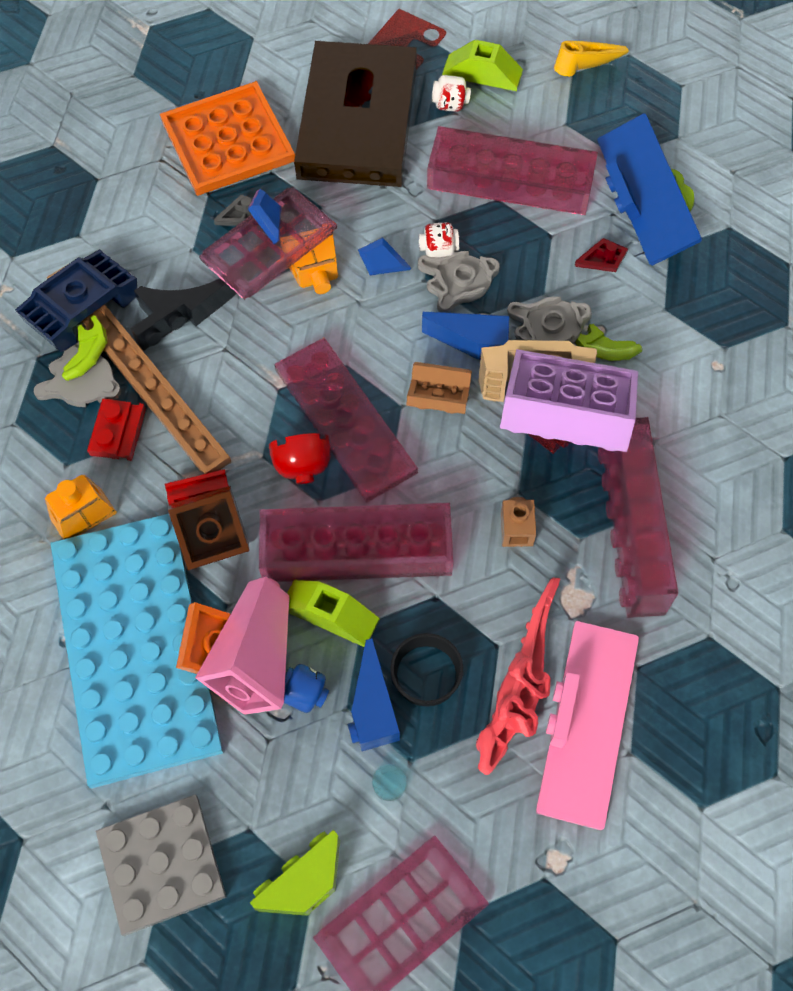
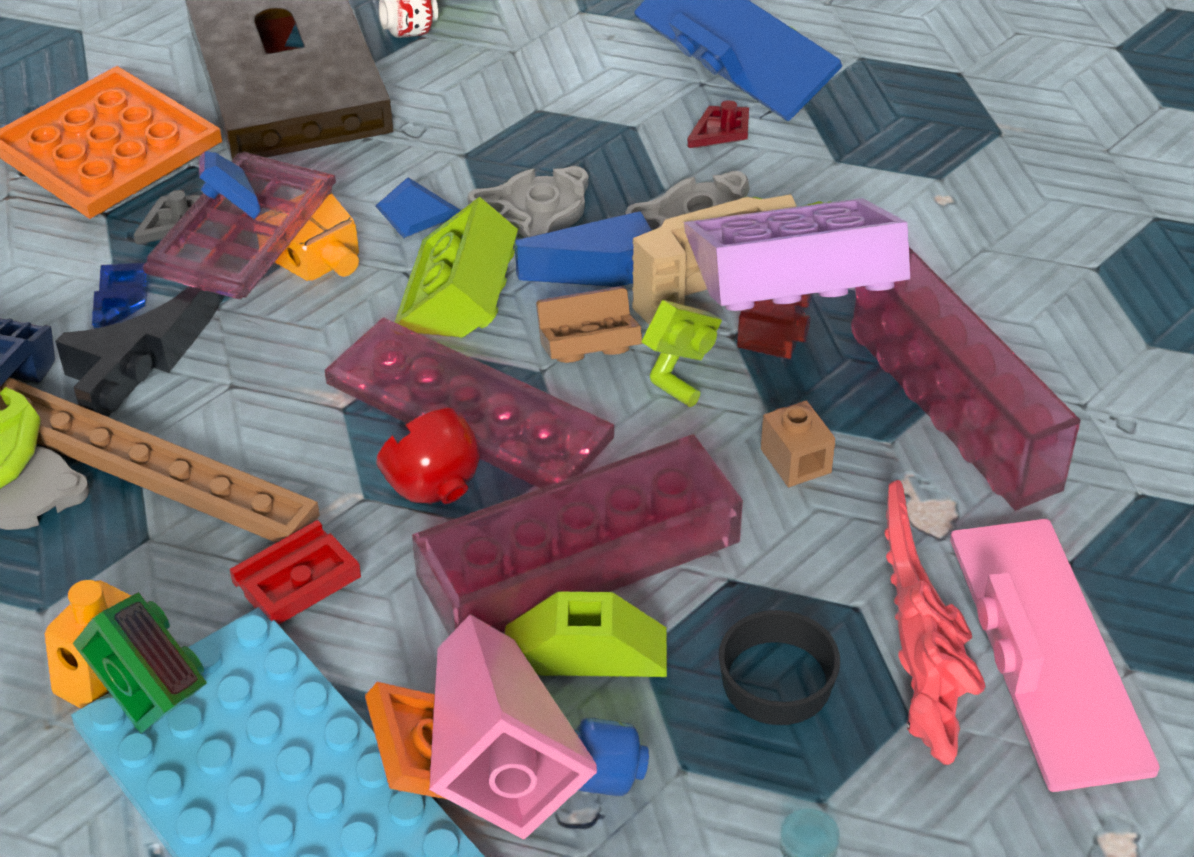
camera: 25 degrees left, 20 degrees down
(81, 540) = (140, 660): none -> green slope
(116, 429) = (107, 534): red plate -> none
(188, 261) = (120, 293): none -> clear blue slope
(208, 527) = (339, 589): reddish brown brick -> none
(372, 710) = (732, 747): blue slope -> none
(383, 319) = (459, 273): none -> lime slope
(439, 240) = (486, 165): white head -> none
(477, 420) = (676, 333): none -> lime plate
(511, 170) = (542, 67): clear pink brick -> none

